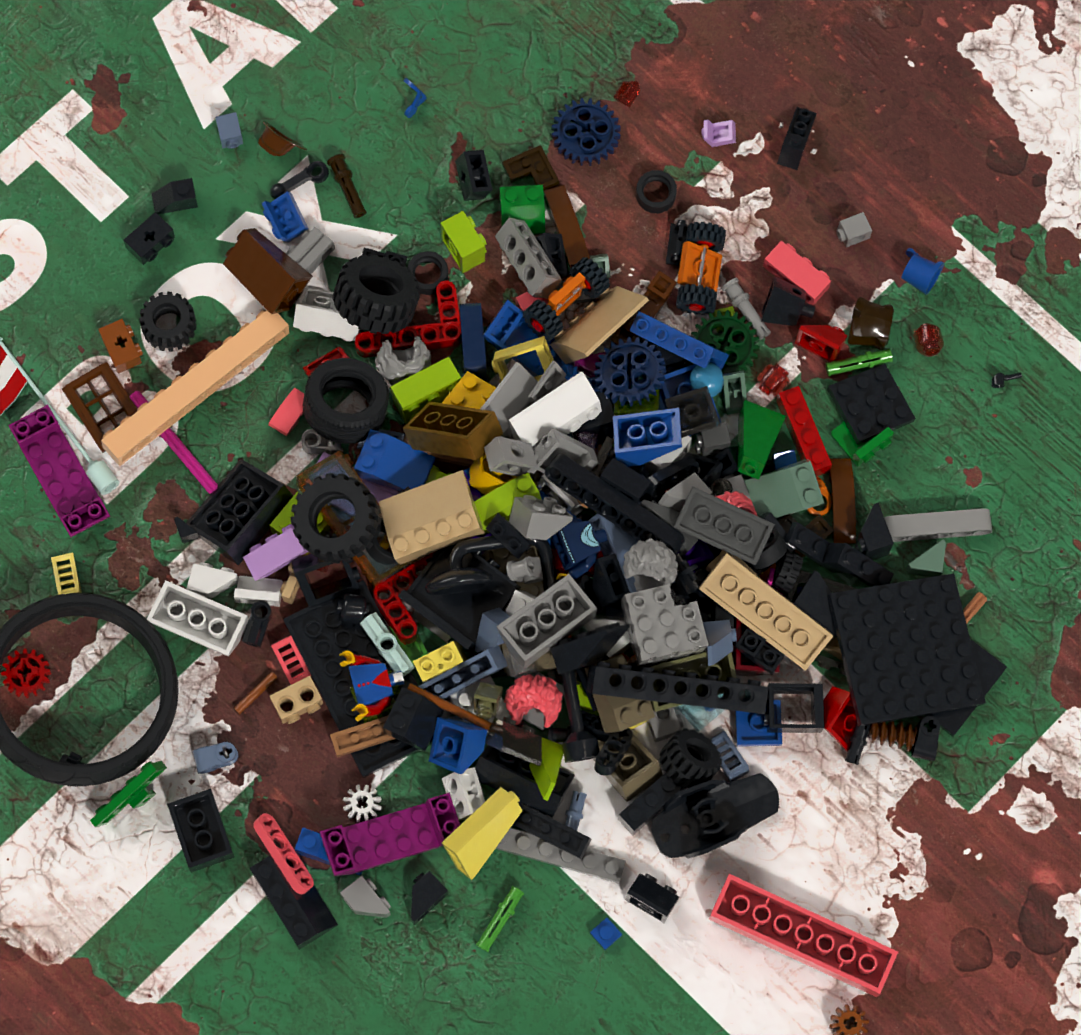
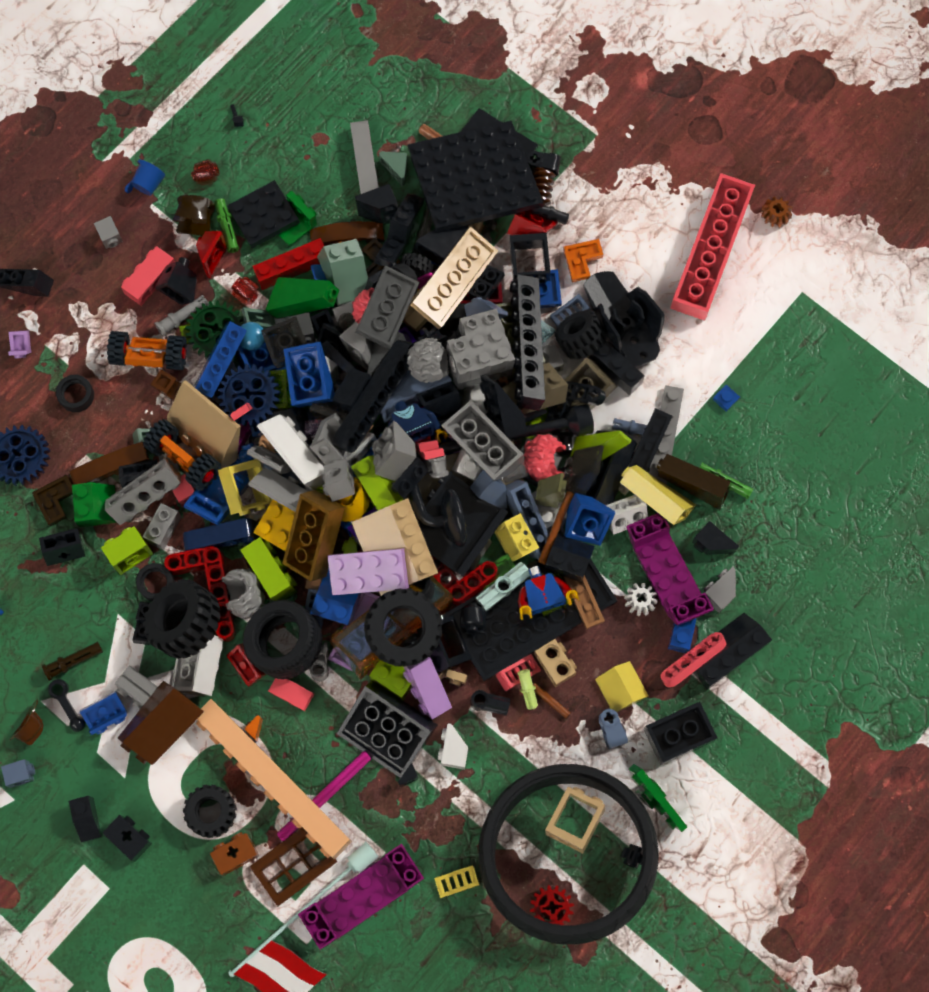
camera: 90 degrees left, 0 degrees up
(80, 693) = (567, 838): none -> tan window
(198, 618) = (492, 754): white slope -> none
(252, 591) = (460, 702): white panel -> none
(253, 371) = (254, 727): none -> orange slope
(263, 774) = (621, 686): none -> light yellow slope
(269, 666) = (527, 689): none -> yellowish green axle
(405, 486) = (368, 571): none -> lavender plate
(490, 280) = (162, 526): none -> light grey brick
(498, 877) = (694, 480): none -> dark brown slope
(542, 560) = (429, 449): none -> coral slope
(606, 359) = (241, 411): none -> coral tile
(652, 897) = (695, 360): black slope -> none
(676, 239) = (123, 374): black hinge -> none
(800, 770) = (578, 255): none -> orange plate

